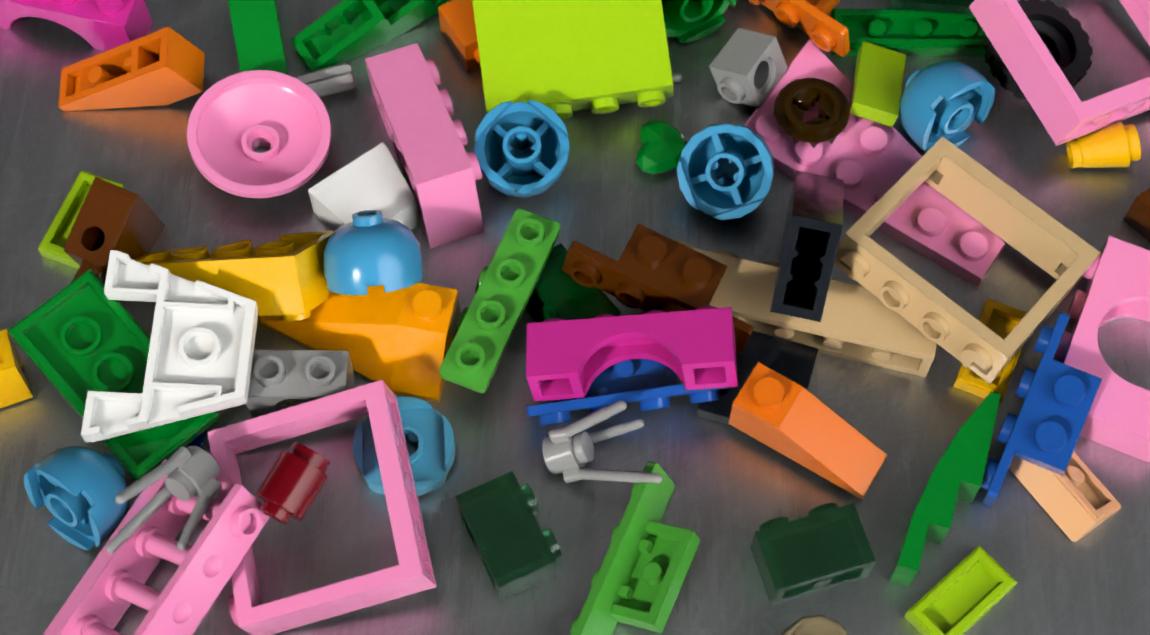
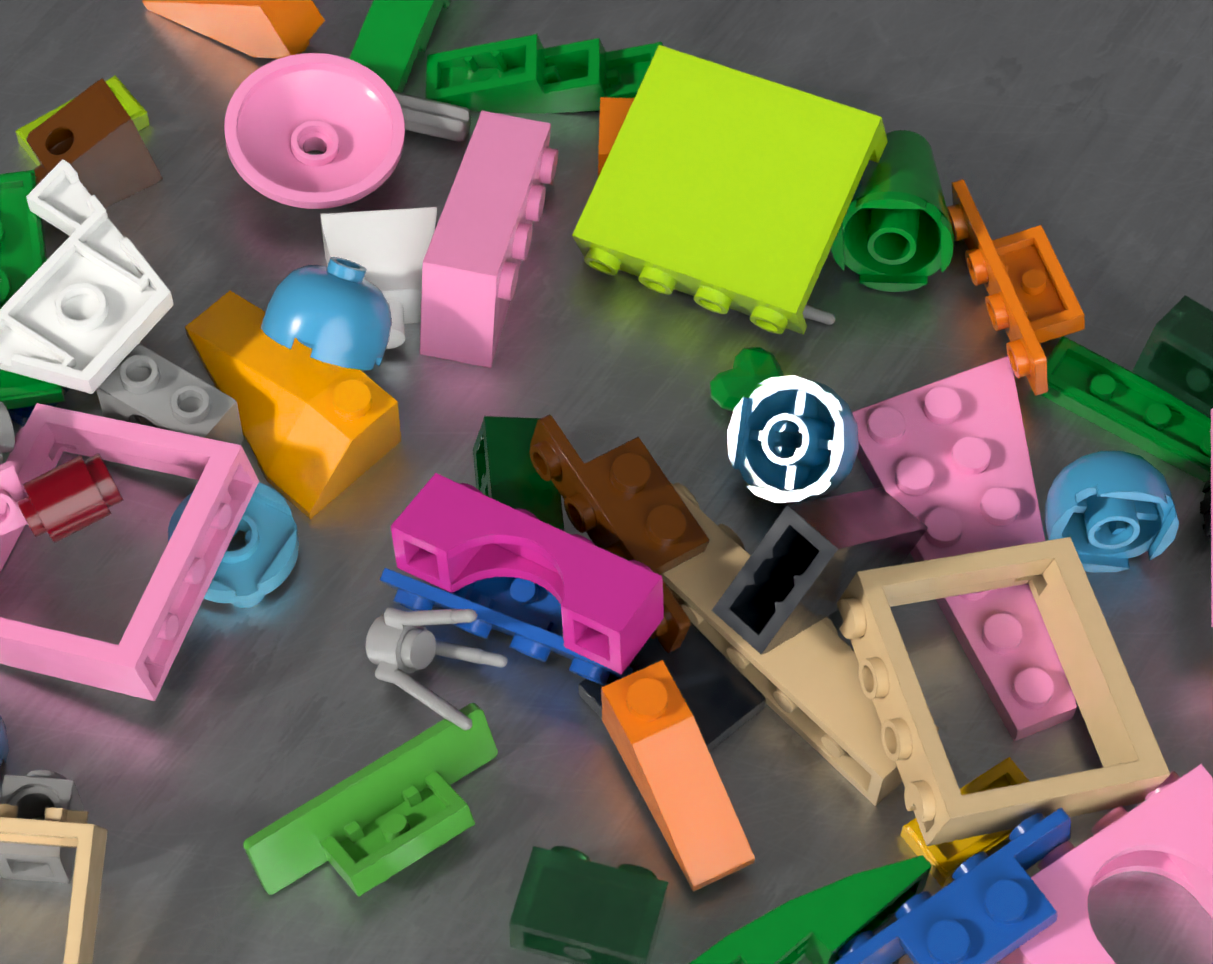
camera: 30 degrees right, 5 degrees down
(278, 275) = (209, 277): yellow wedge -> none
(499, 301) = (436, 439): bright green bracket -> none
(508, 535) = (271, 695): clear green brick -> none
(522, 148) = (578, 293): dark azure cylinder -> none
(748, 67) = (908, 346): light grey brick -> none
(803, 95) = (948, 409): dark brown gear -> none
(877, 84) = (1050, 443): lime tile -> none

